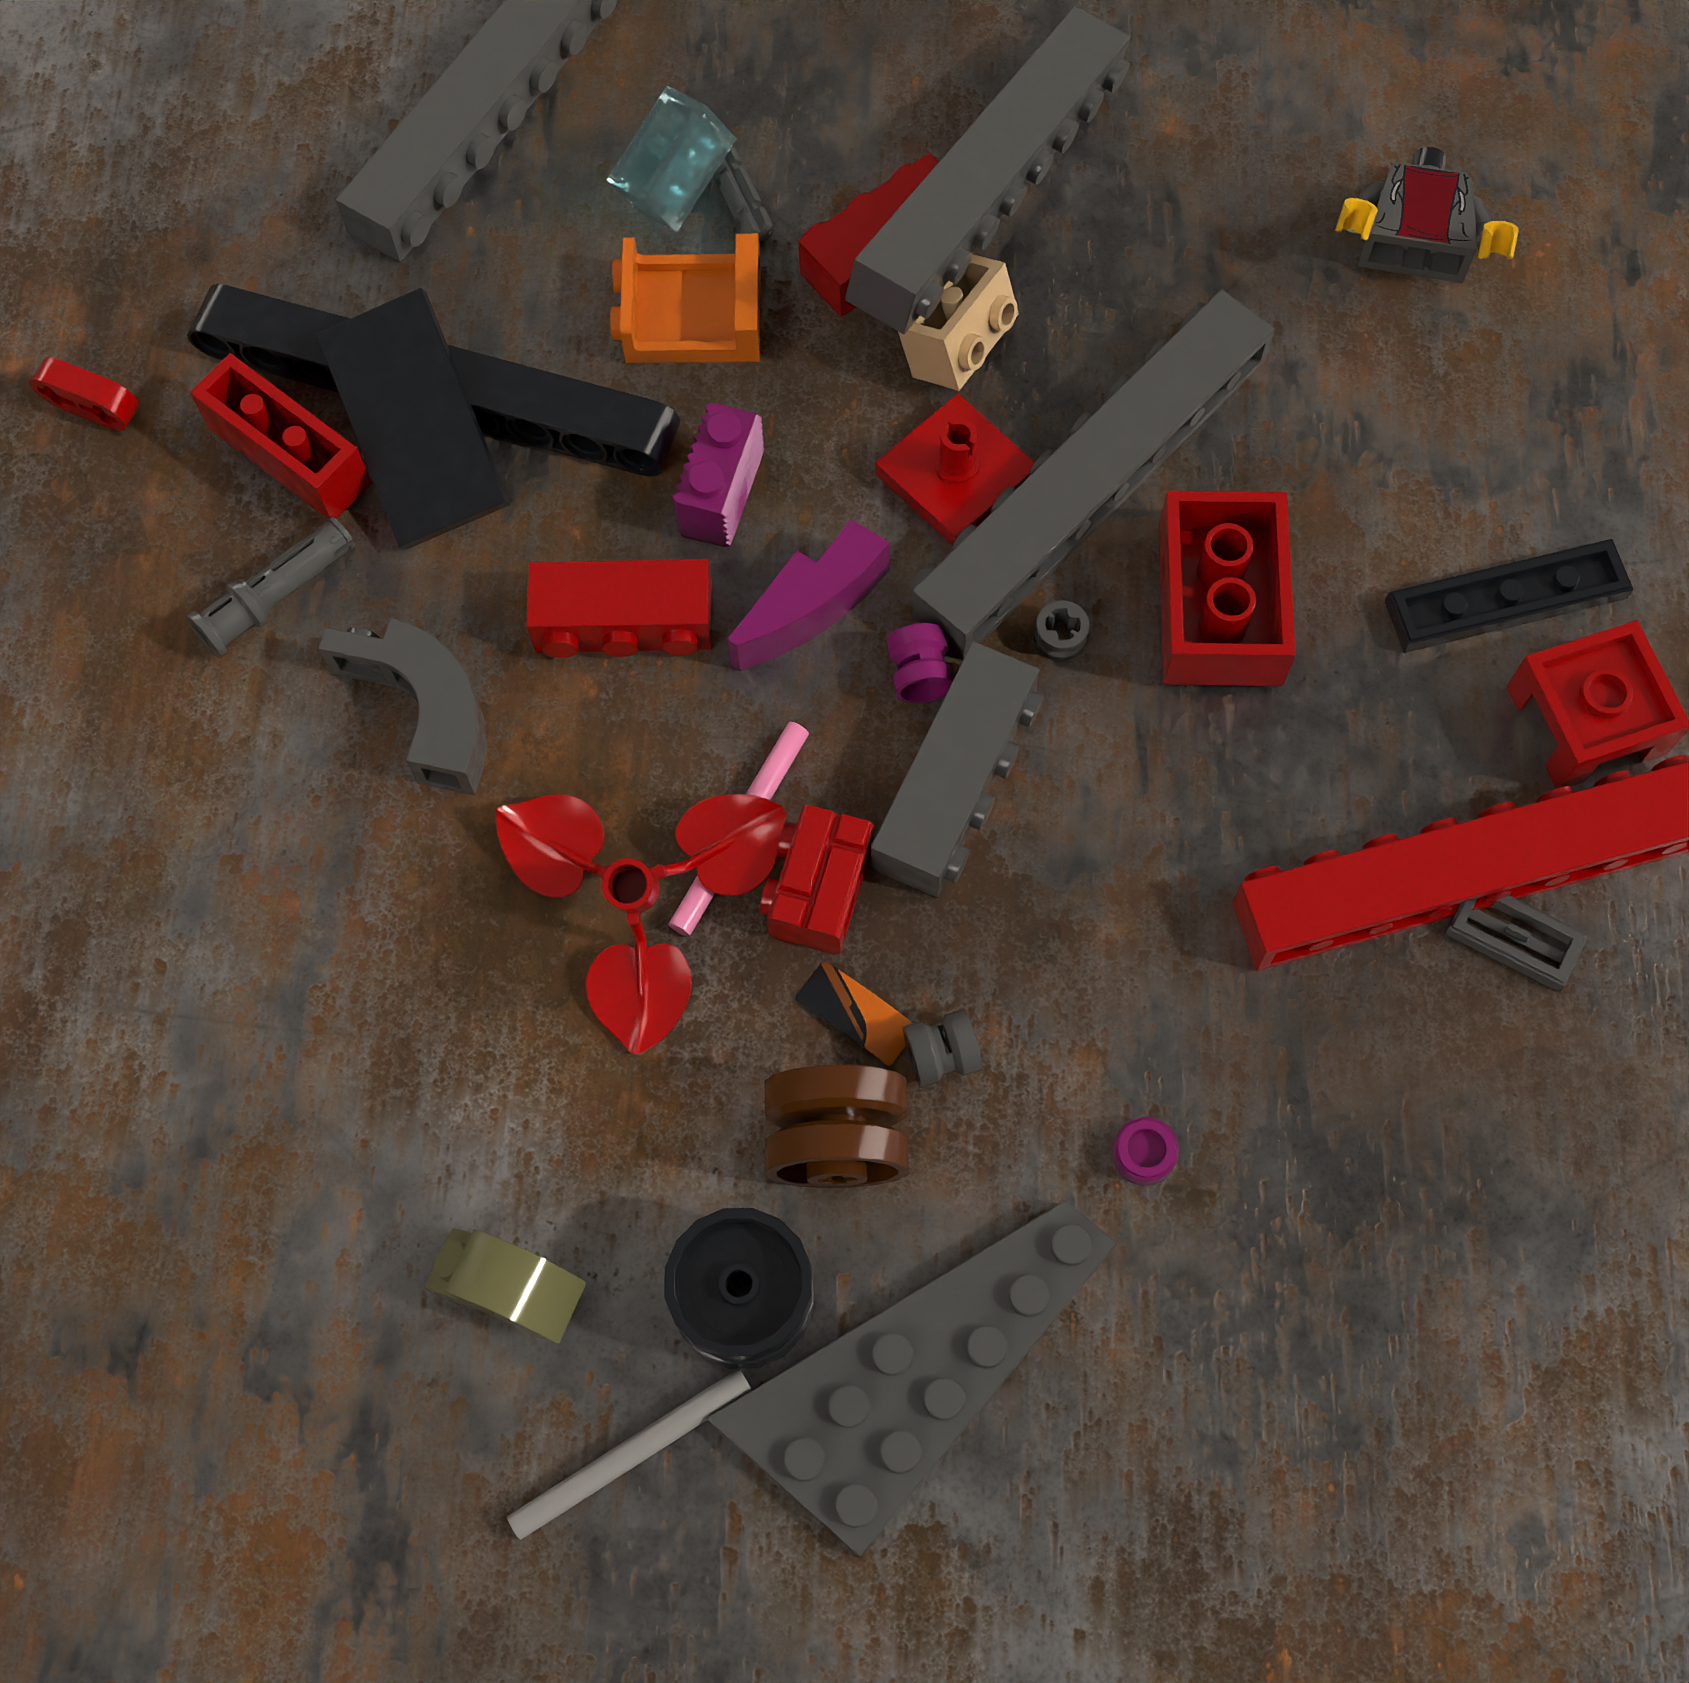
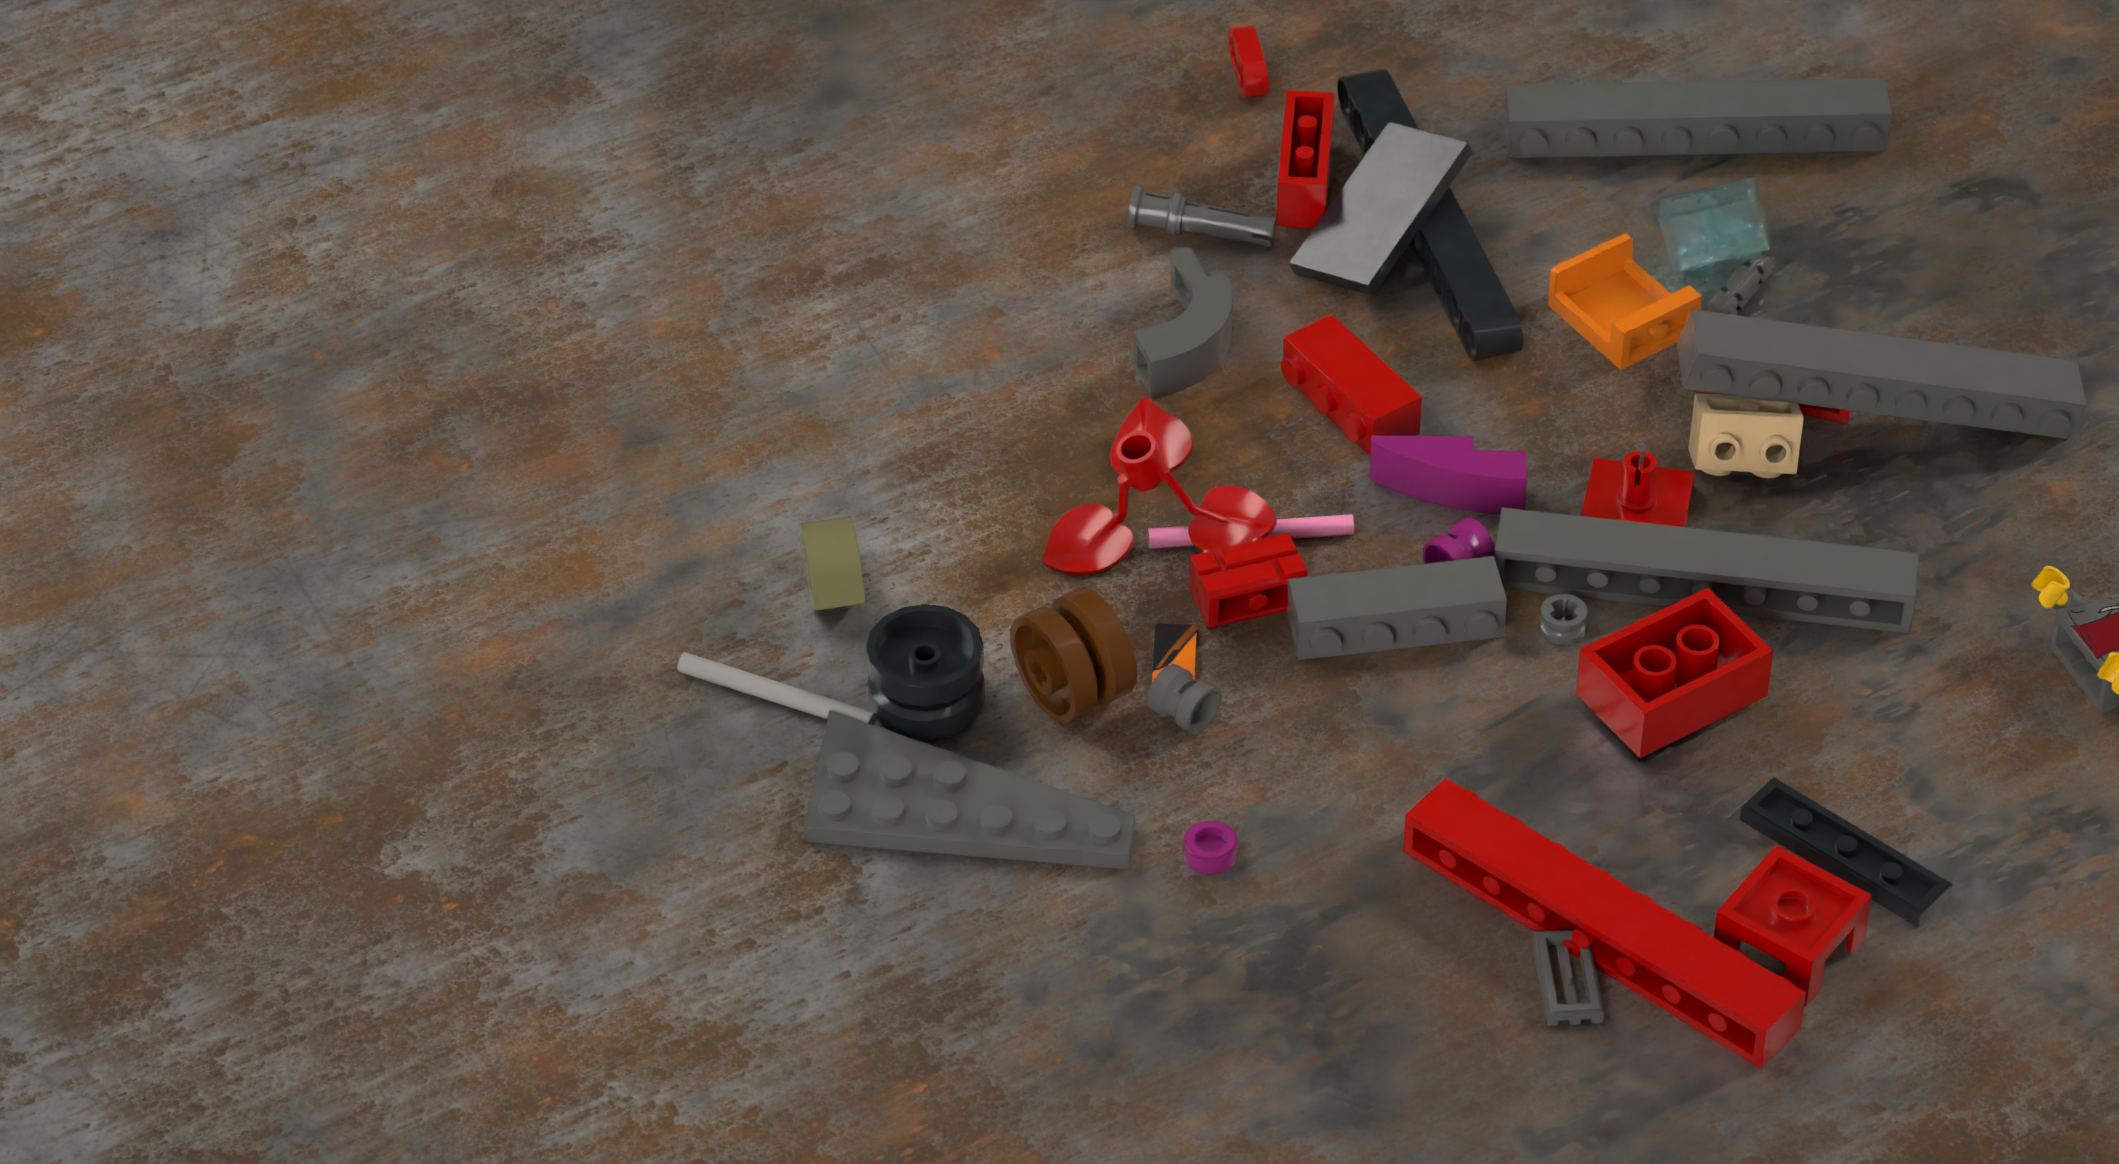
camera: 55 degrees right, 25 degrees down
(718, 474) = (1498, 379): magenta brick -> none

